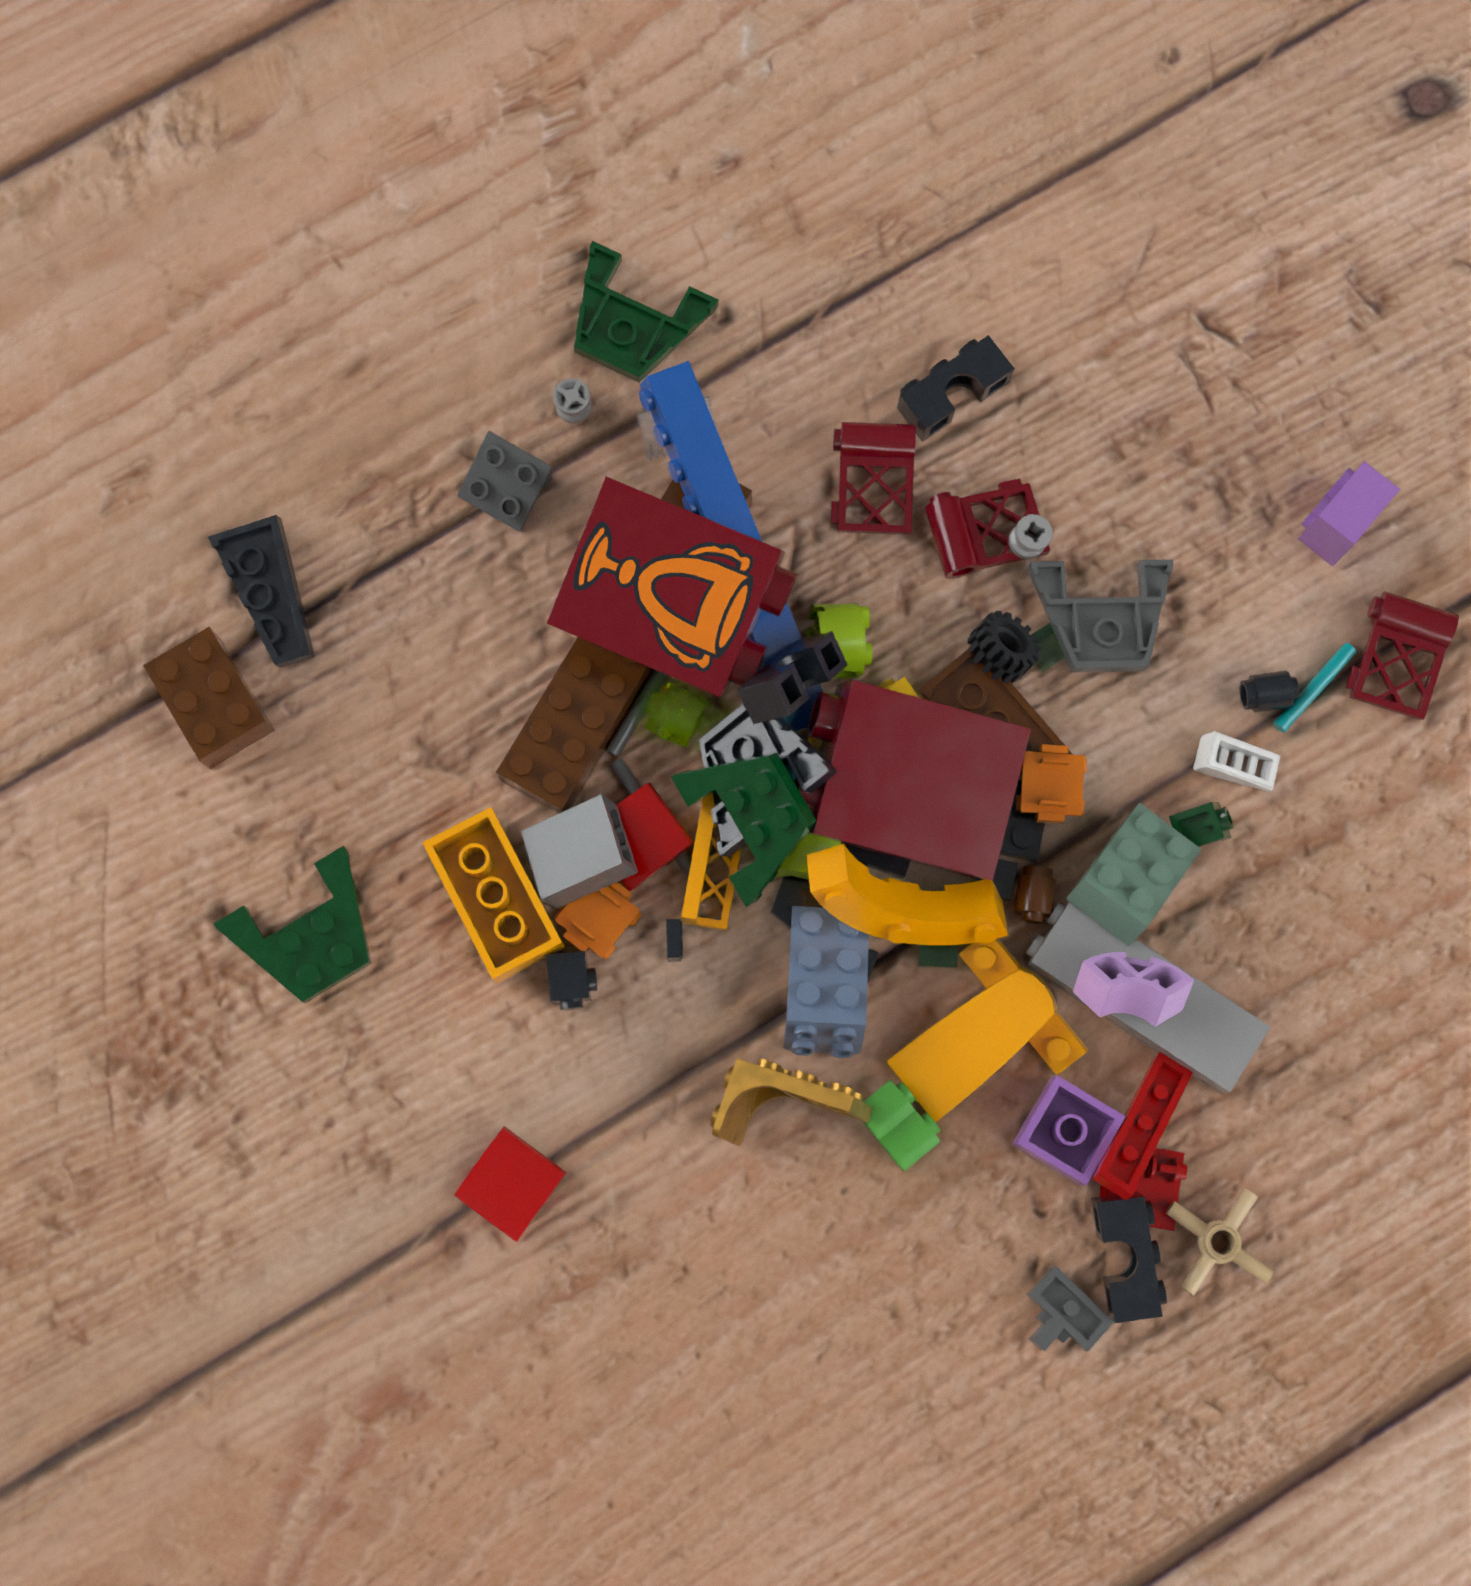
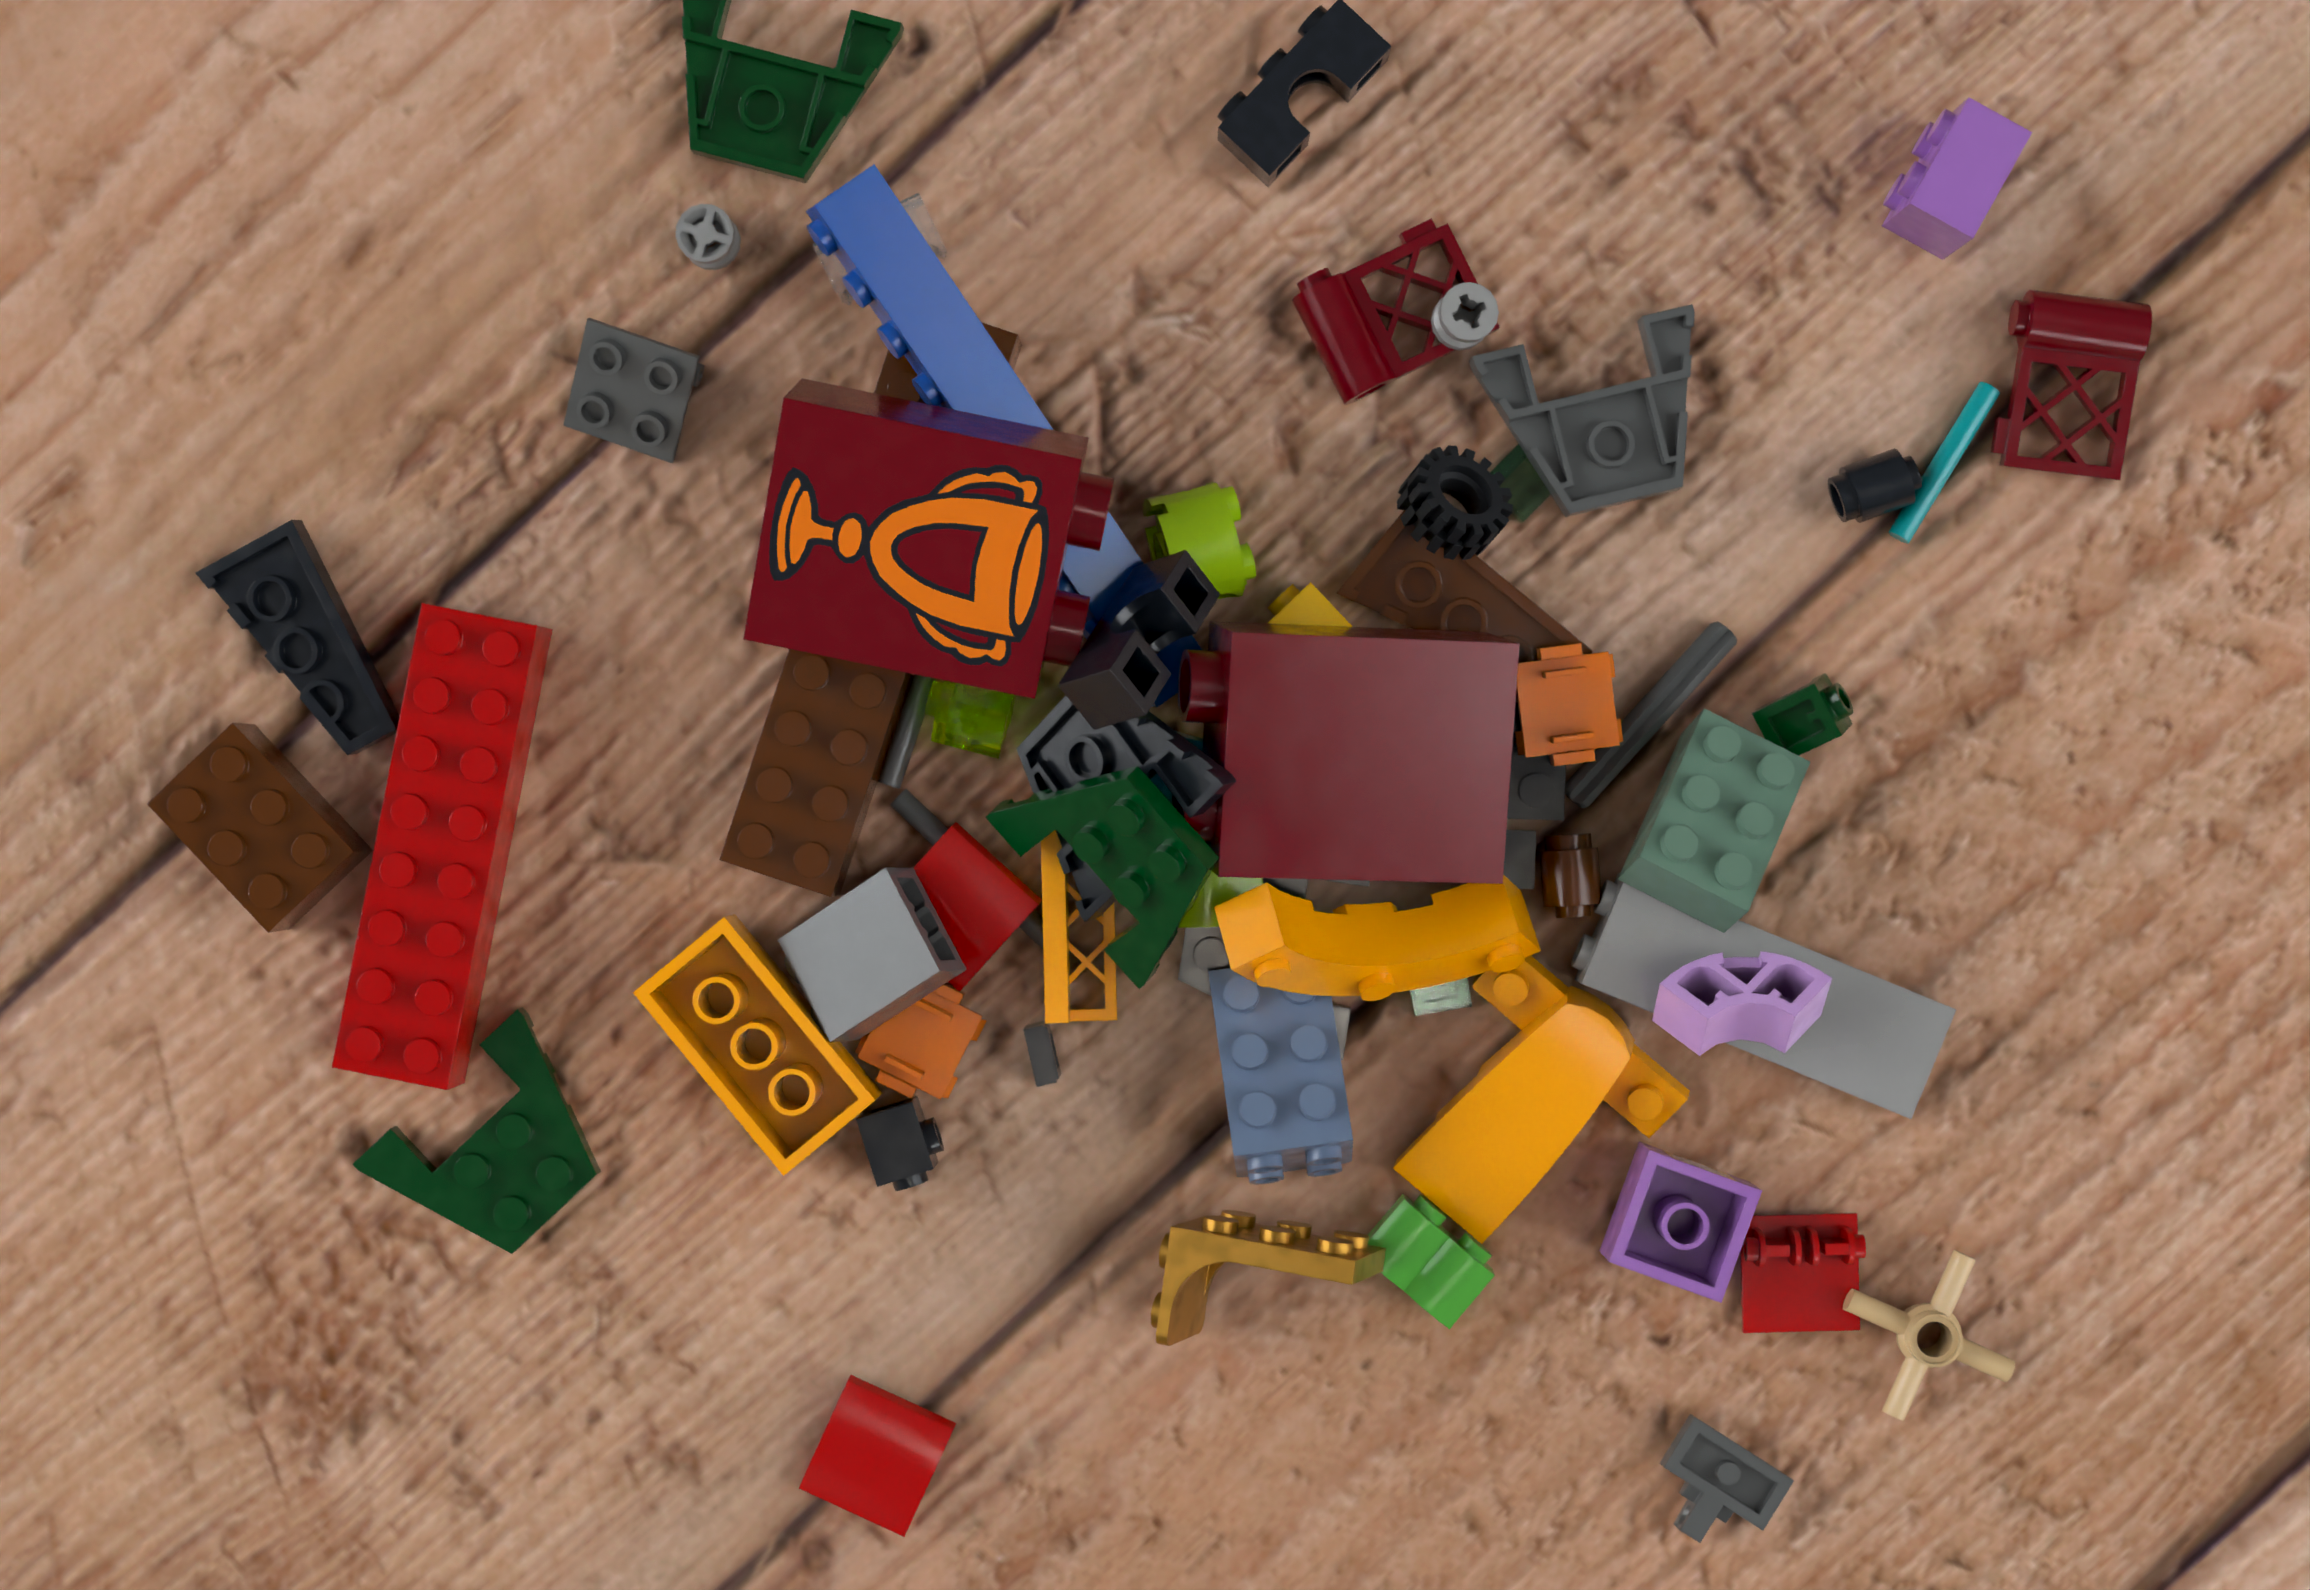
camera: 10 degrees left, 10 degrees up
(320, 733) = (442, 847): none -> red brick
(874, 447) = (1193, 216): dark red piece -> none
(1103, 805) = (1651, 713): none -> dark grey axle
(1135, 1291) = (1816, 1430): black arch -> none
(1143, 1126) = (1791, 1195): red plate -> none
(1213, 756) = (1804, 604): white slope -> none

